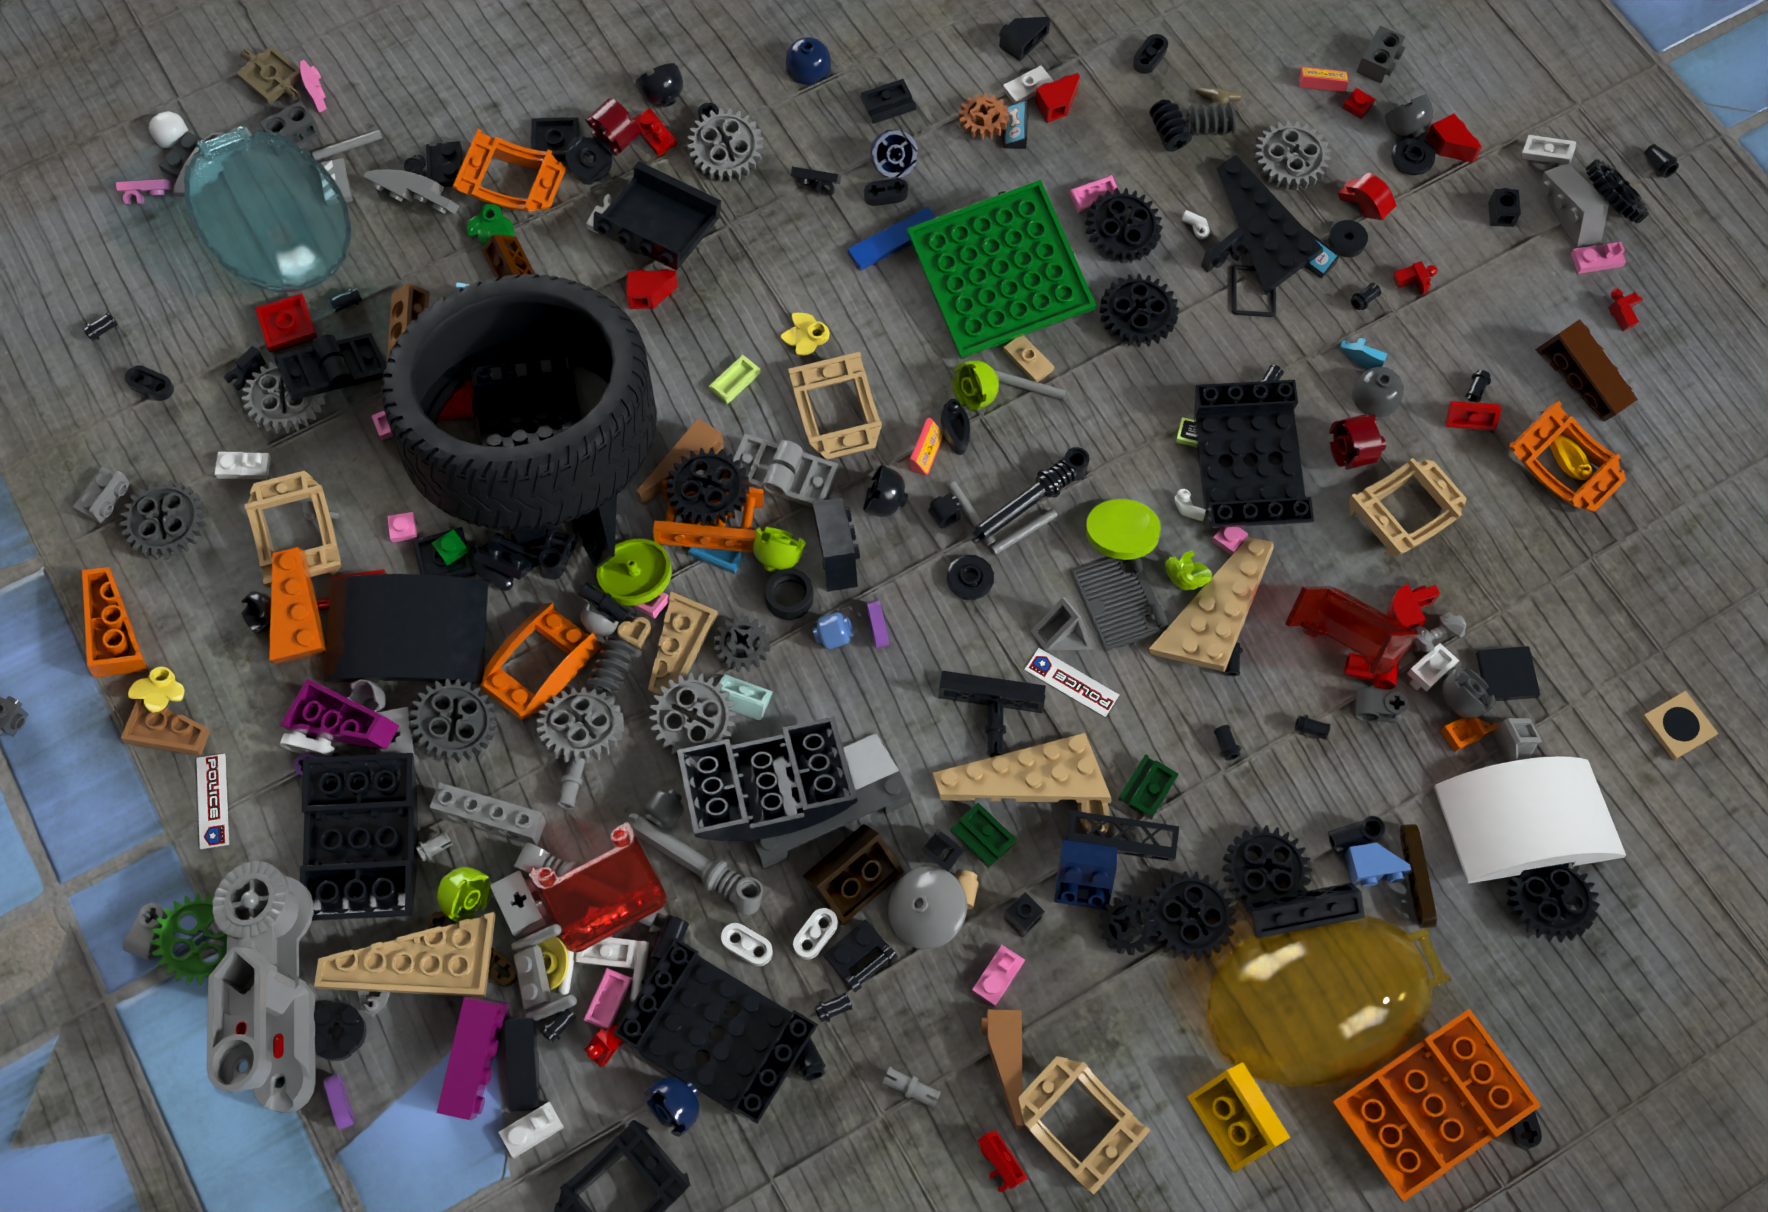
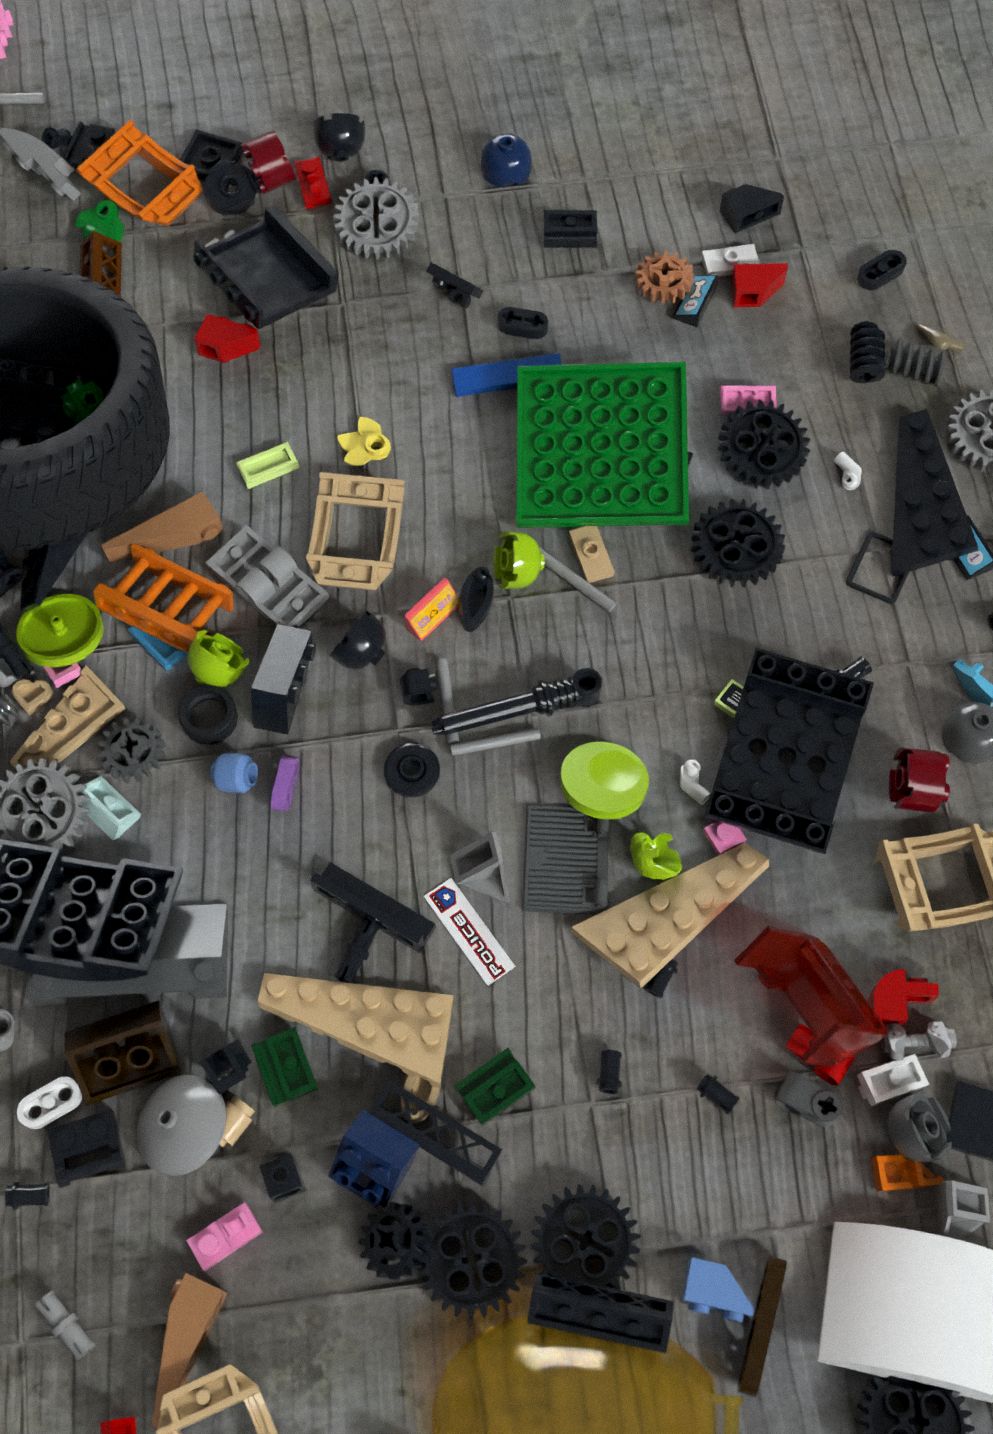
camera: 25 degrees right, 0 degrees up
(567, 379) = (81, 400): none -> green brick
(707, 487) = (151, 584): black gear -> none
(894, 153) = (545, 283): dark blue cylinder -> none
(1218, 254) = (857, 511): black plate -> none
(1355, 834) = (705, 1244): black piece -> none

